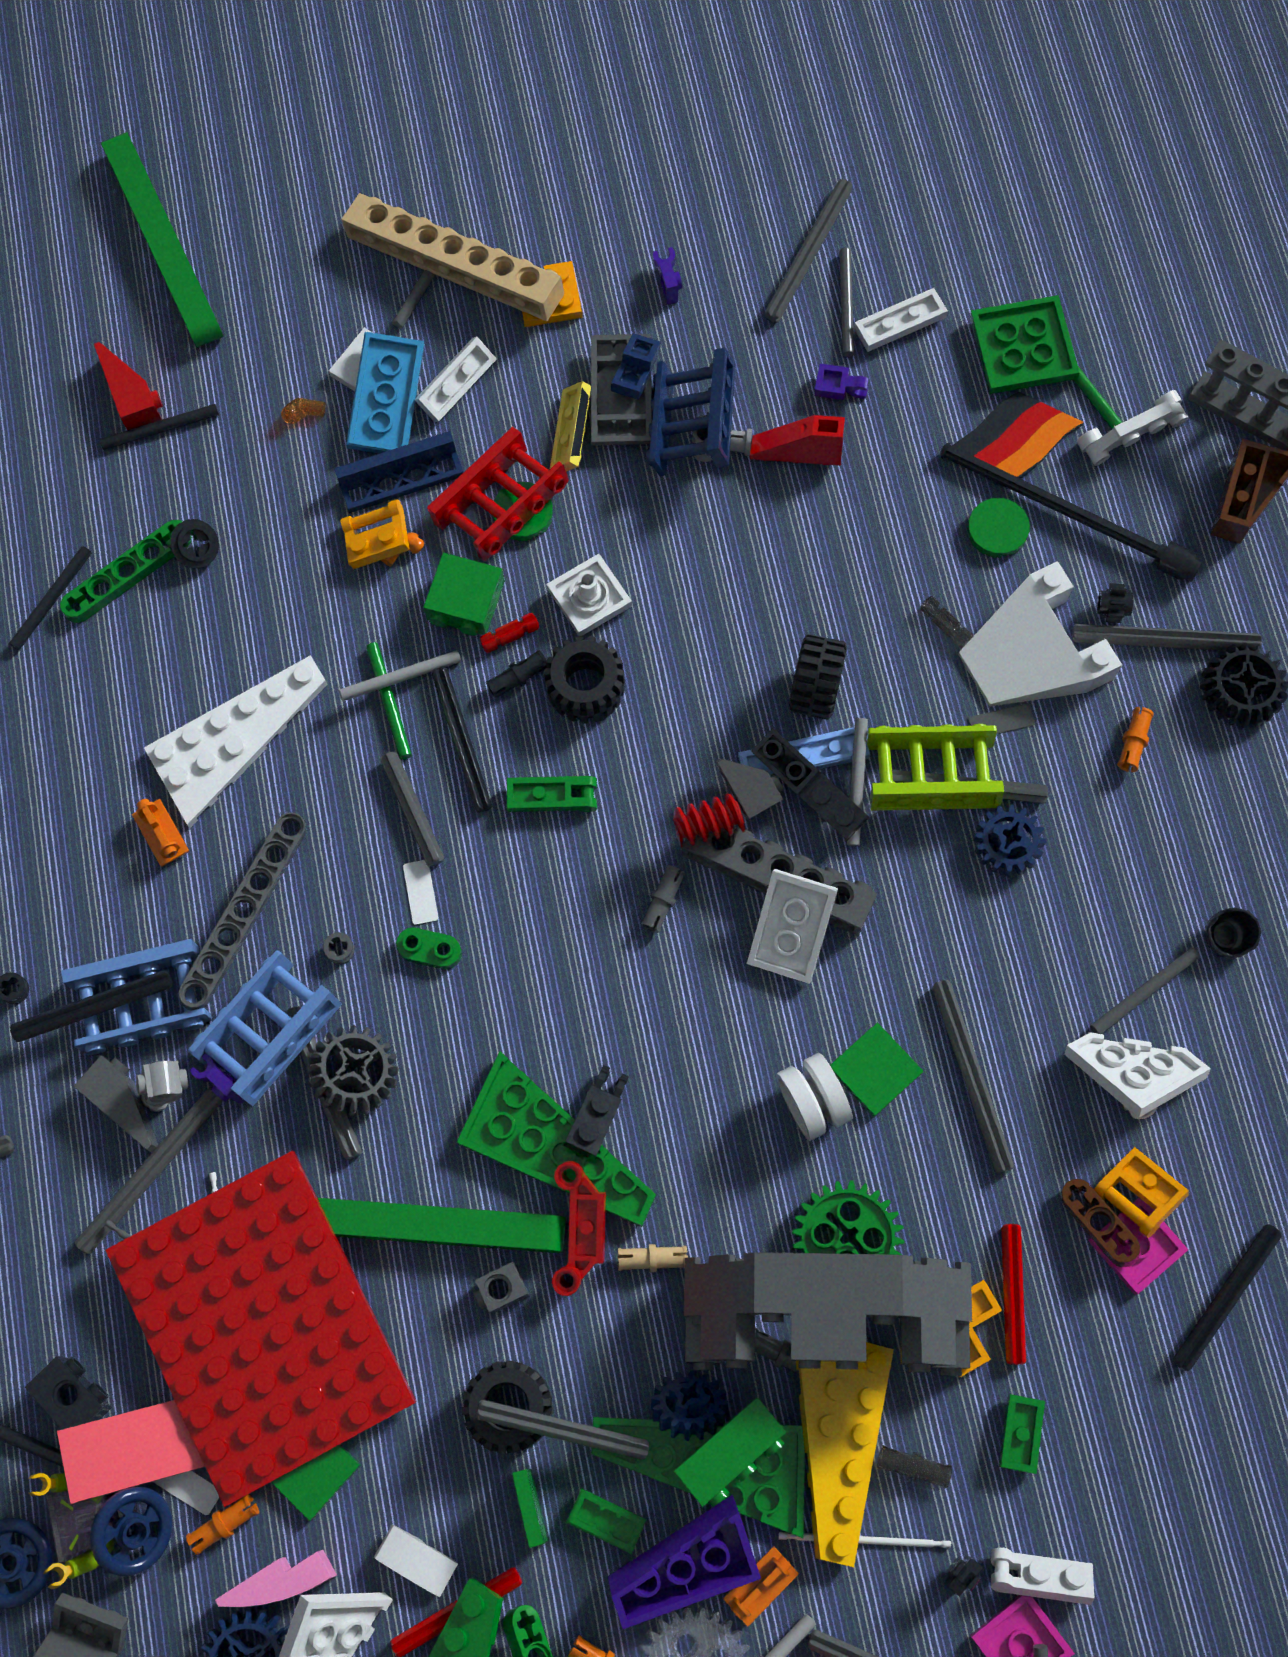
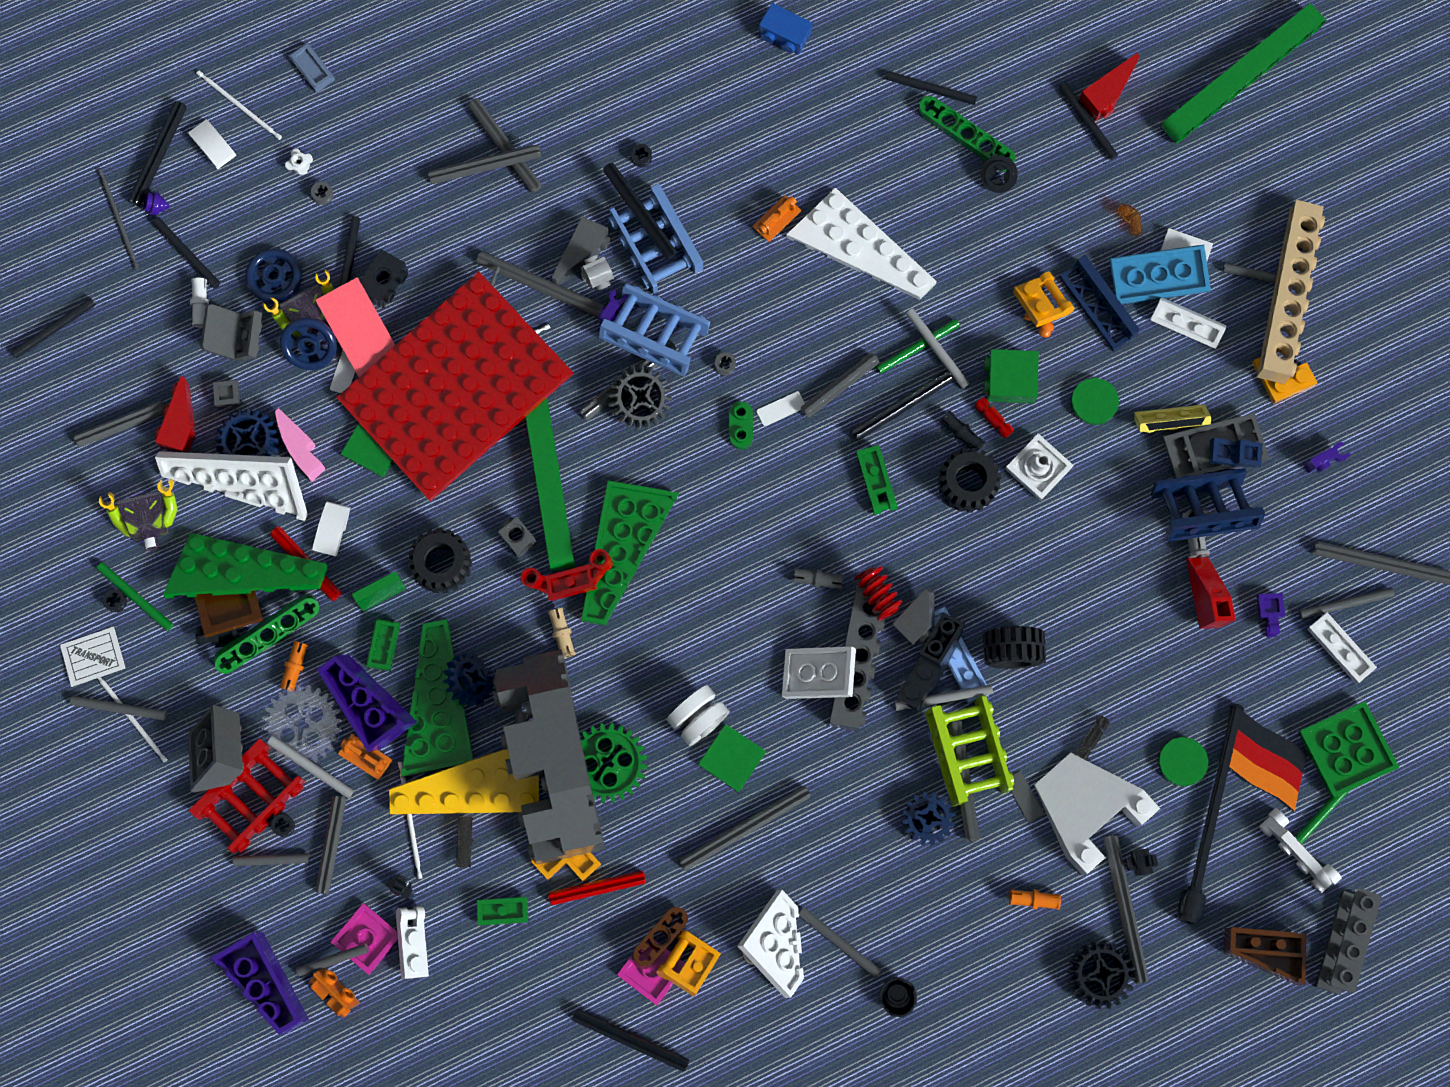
camera: 70 degrees right, 5 degrees up
(222, 1524) = (326, 400): orange pin -> none
(238, 925) = (745, 287): dark grey beam -> none
(479, 476) = (1109, 360): red fence -> none
(562, 1429) = (431, 598): dark grey axle -> none
(595, 1116) = (649, 569): black hinge -> none
(731, 1453) = (441, 711): green brick -> none

